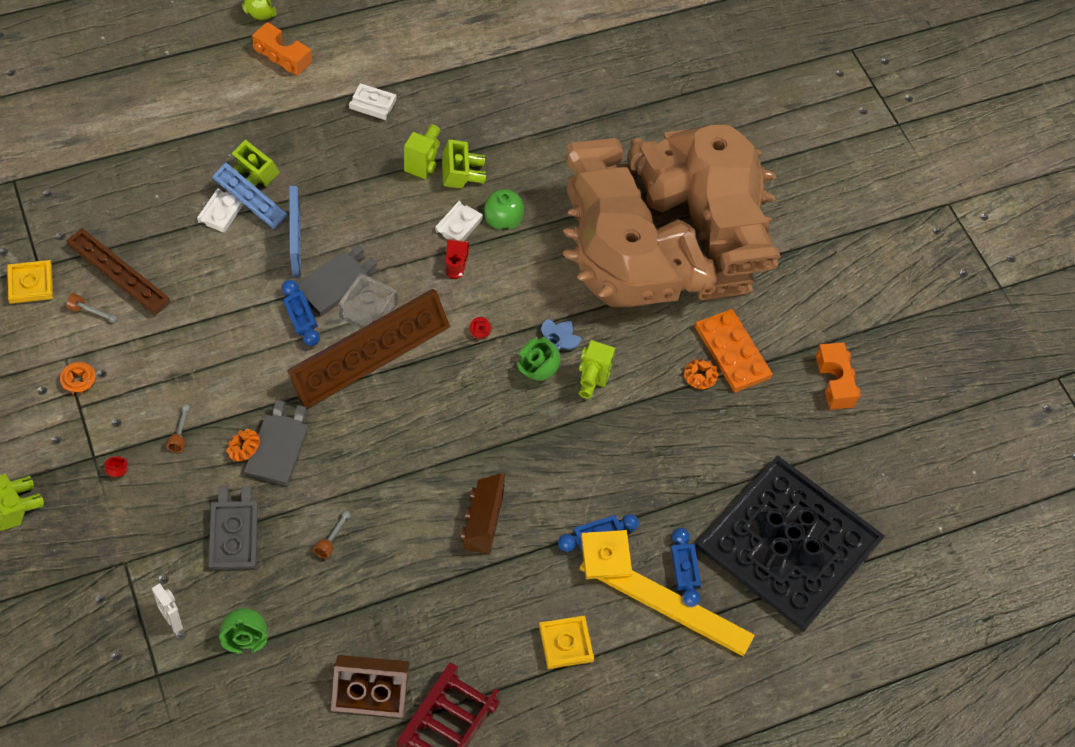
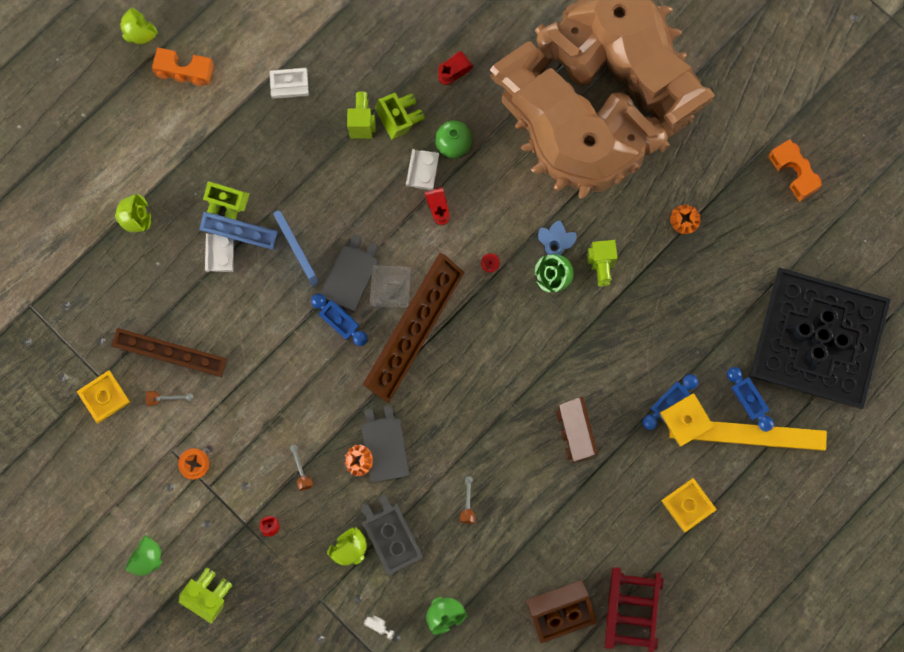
camera: 15 degrees left, 20 degrees up
(159, 141) = (132, 214): none -> lime cylinder
(182, 520) = (349, 548): none -> lime cylinder
(538, 150) = (457, 66): none -> red piece
(733, 350) = (701, 184): orange plate -> none

